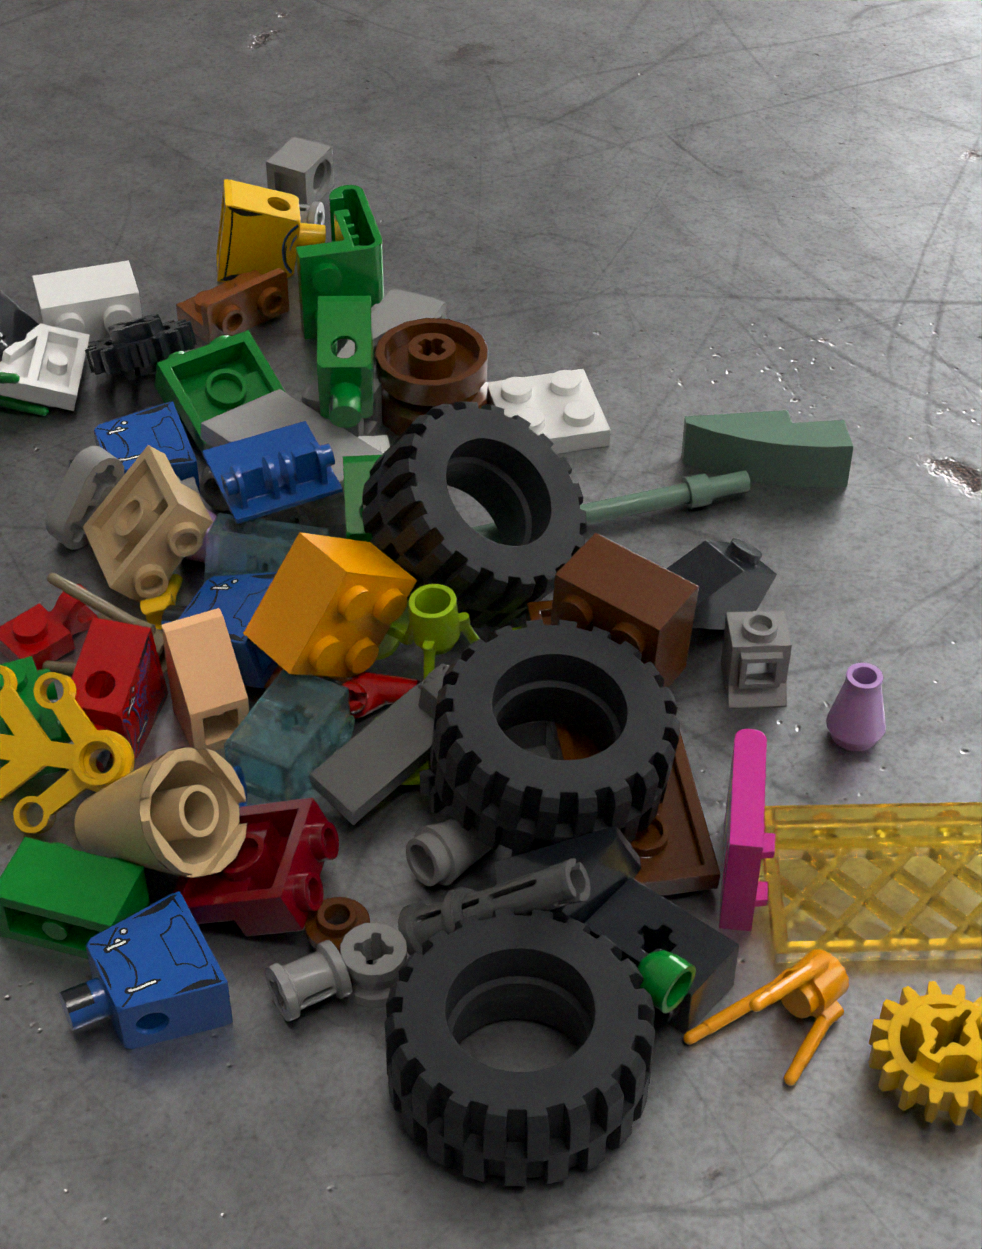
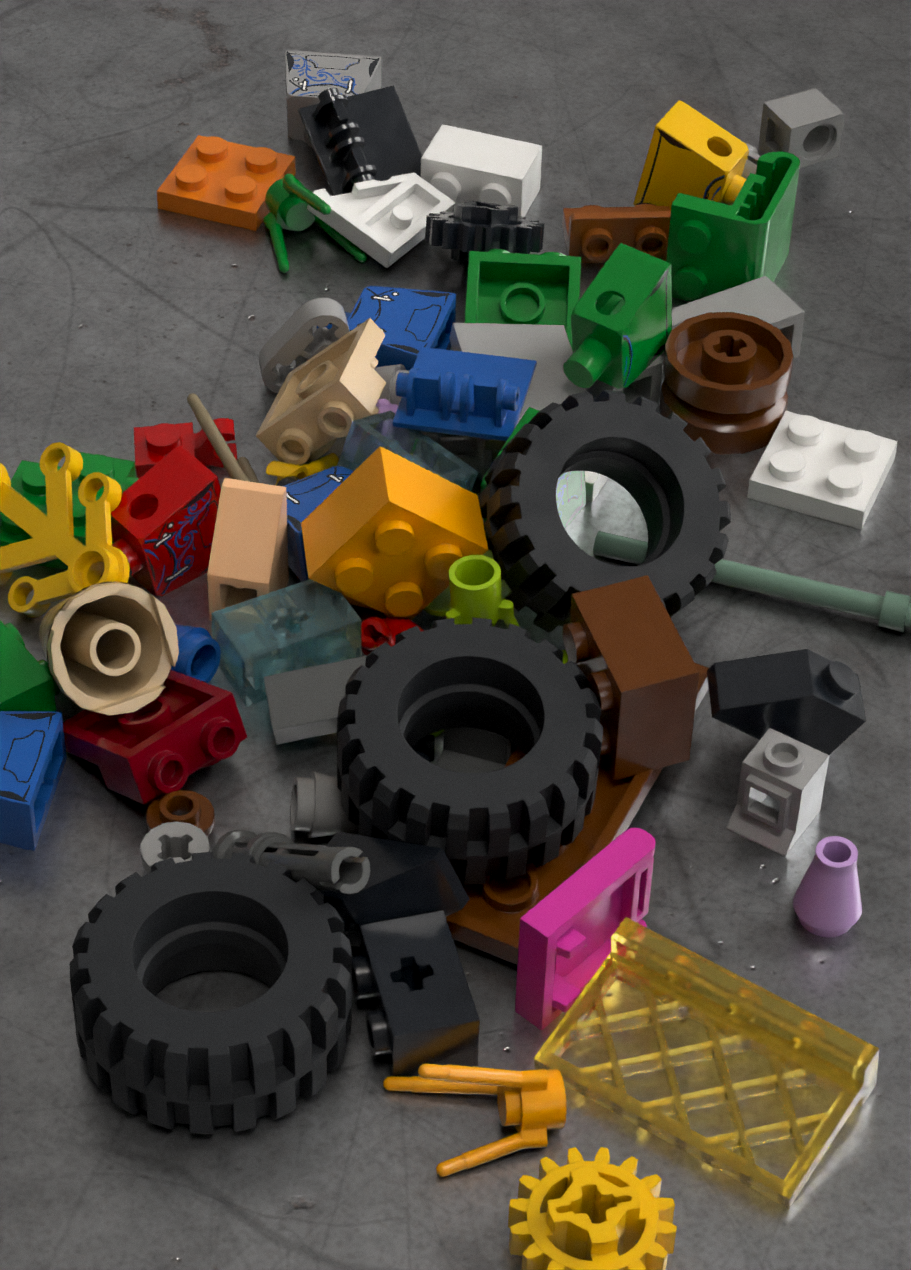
camera: 35 degrees right, 0 degrees up
(308, 980) = (107, 846): light grey bush -> none
(666, 978) = (371, 1007): green hinge -> none

